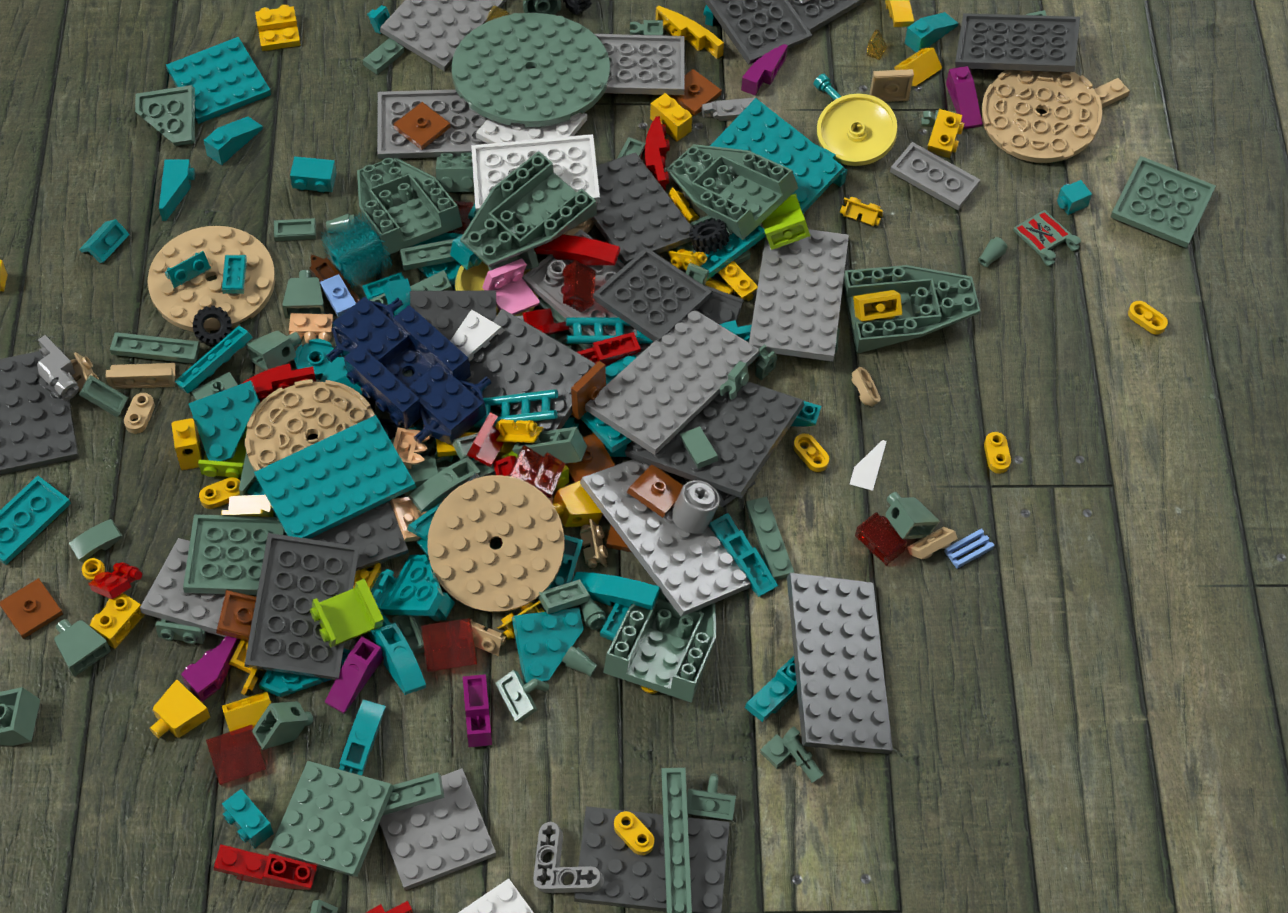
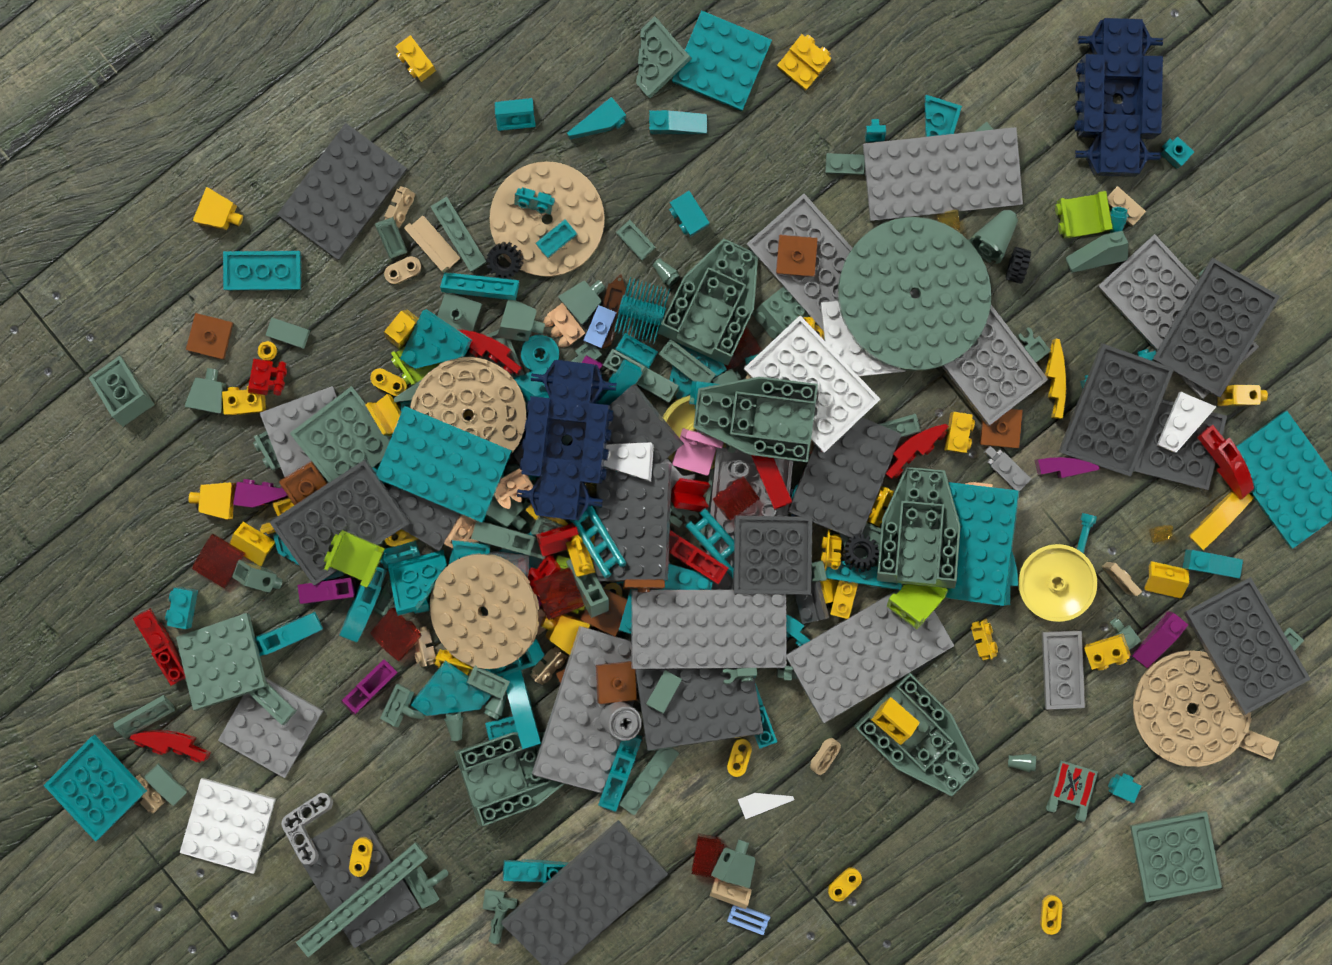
camera: 50 degrees right, 30 degrees up
(56, 371) = (379, 189): light grey plate -> none

